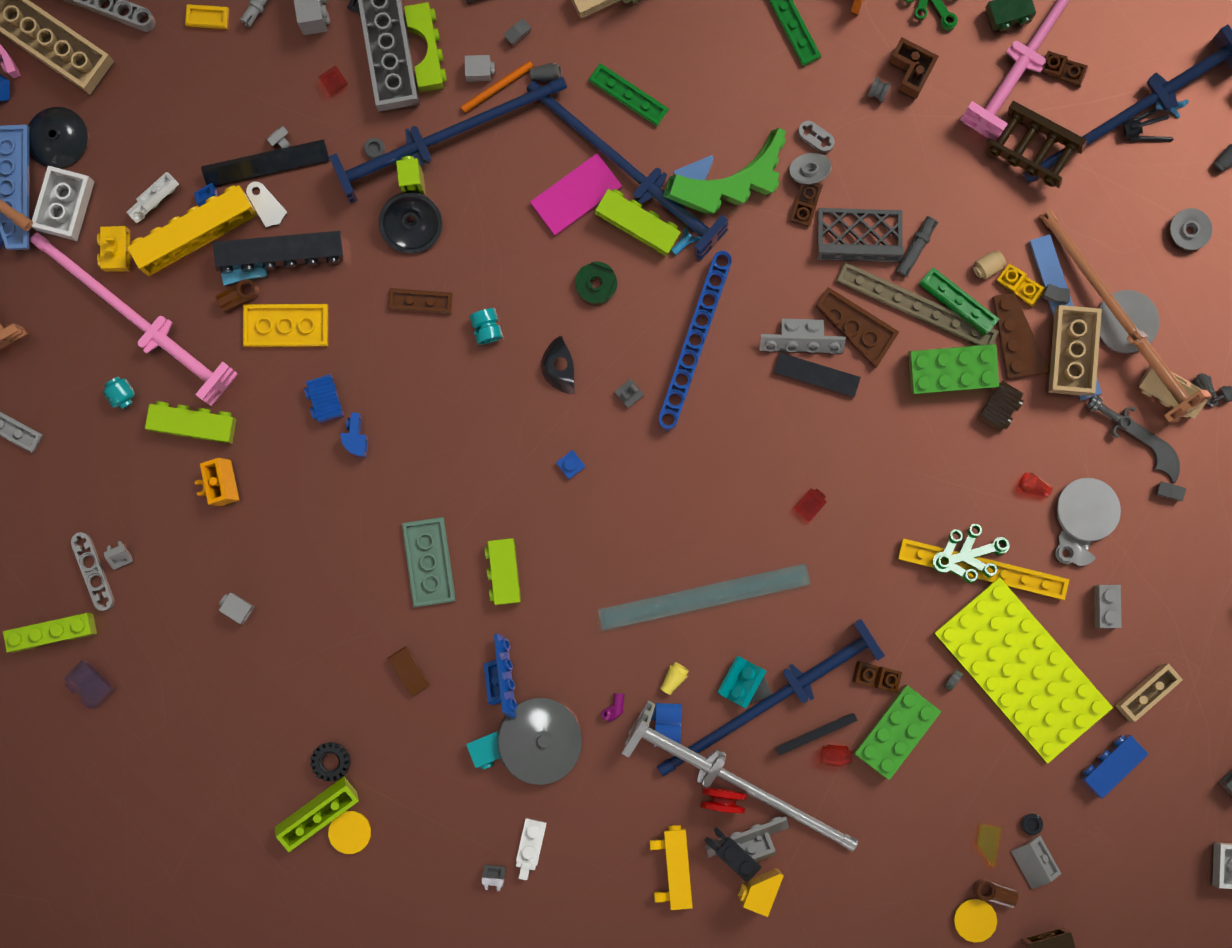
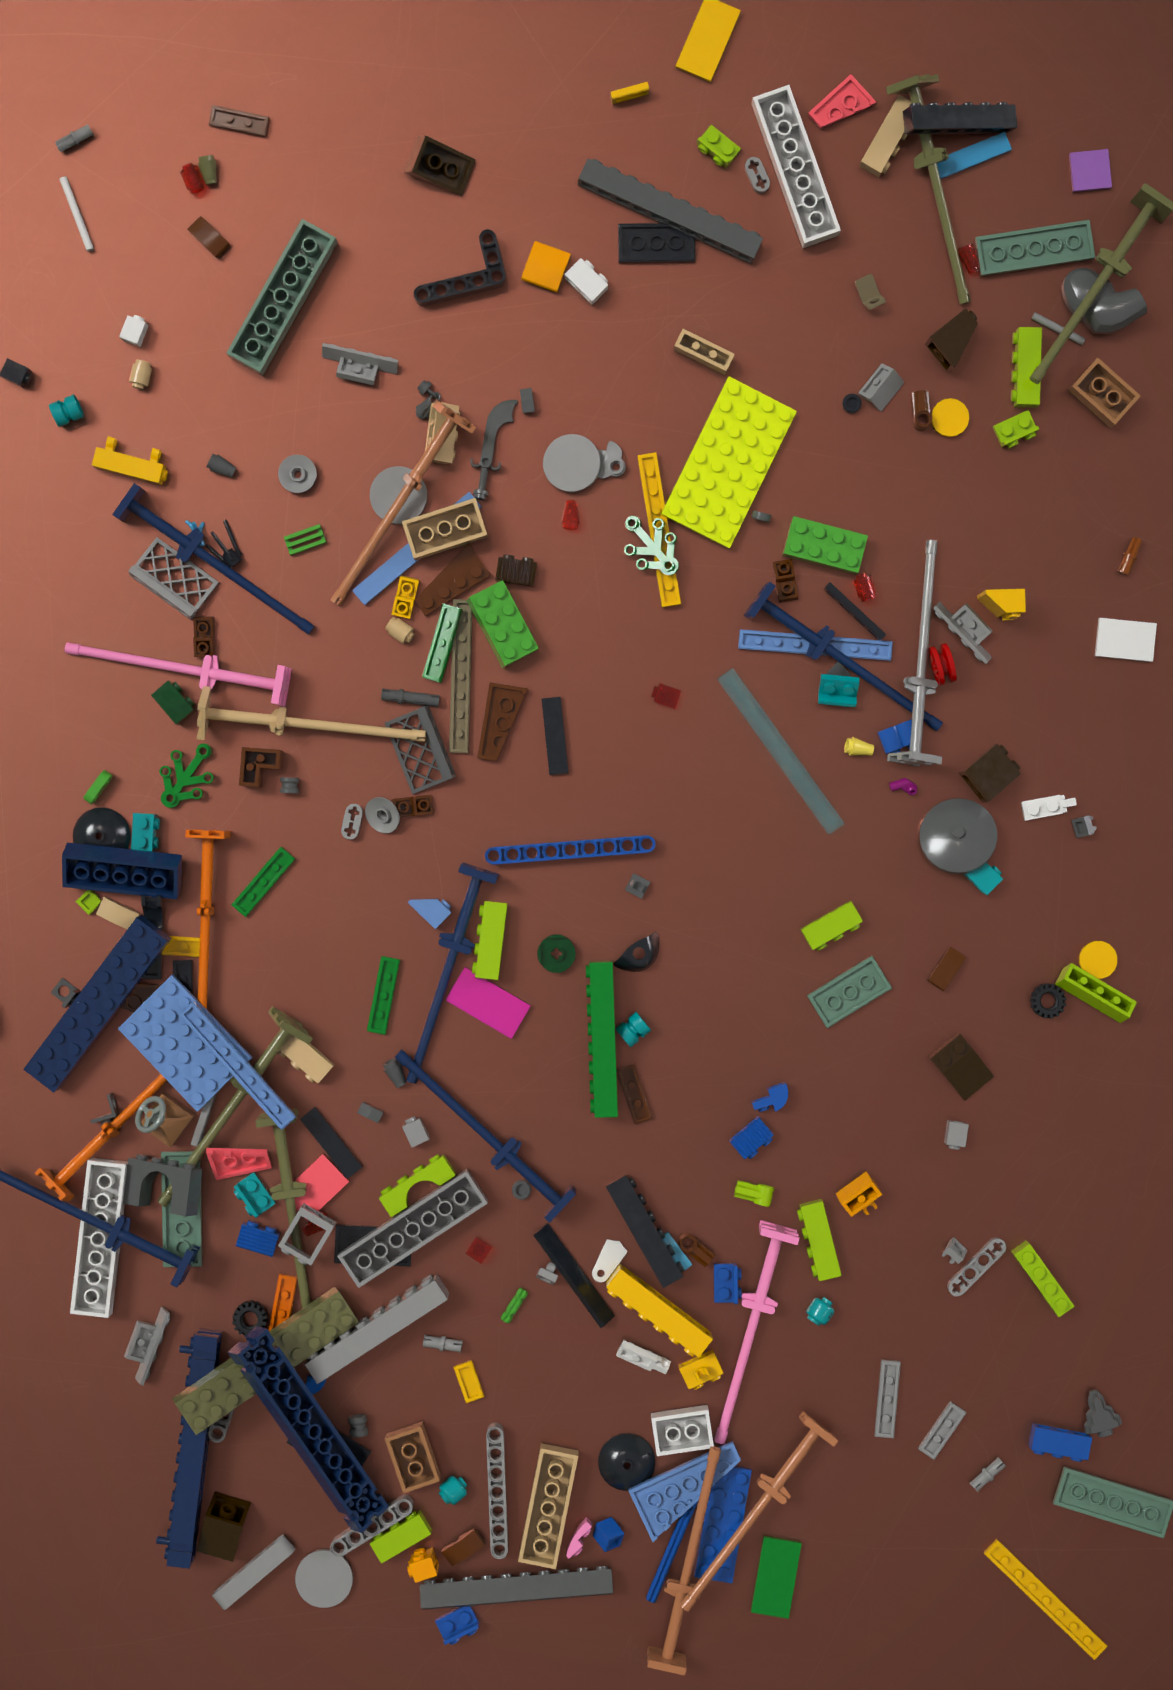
camera: 115 degrees left, 5 degrees up
(88, 684) = (1070, 1227): clear purple brick -> none
(190, 311) = (726, 1283): none -> blue bracket
(205, 193) = (622, 1313): blue plate -> none
(262, 92) = (514, 1305): none -> bright green axle
(264, 382) = (759, 1194): none -> lime piece
(285, 325) = (703, 1198): yellow tile -> none
(302, 643) = (961, 1066): none -> dark brown slope
(410, 175) = (537, 1146): lime brick -> none
(410, 235) = (583, 1131): black dish -> none
(489, 290) = (603, 1039): none -> green brick
(497, 87) = (424, 1109): orange bar -> none
(499, 678) = (921, 891): blue bracket -> none
(570, 464) = (718, 909): blue plate -> none
(590, 803) = (990, 773): none -> dark brown slope
(677, 868) = (1012, 678): yellow brick -> none
(684, 241) = (488, 894): dark azure bar -> none
(734, 856) = (983, 636): black hinge -> none
(757, 175) = (427, 871): bright green arch -> none
(802, 336) = (527, 761): light grey bracket -> none
(808, 657) = (796, 644): none -> medium blue tile
(950, 106) = (278, 721): none -> tan piece
(988, 842) = (881, 432): clear yellow tile -> none
(1036, 124) = (263, 639): dark brown fence -> none
(1056, 294) = (402, 563): dark grey piece -> none
(1107, 606) = (646, 414): light grey brick -> none
(1113, 191) = (320, 534): none -> bright green tile
(1113, 765) = (775, 356): blue brick -> none
(1122, 51) = (160, 588): none -> light grey fence
(1141, 891) = (869, 292): none -> dark tan bracket

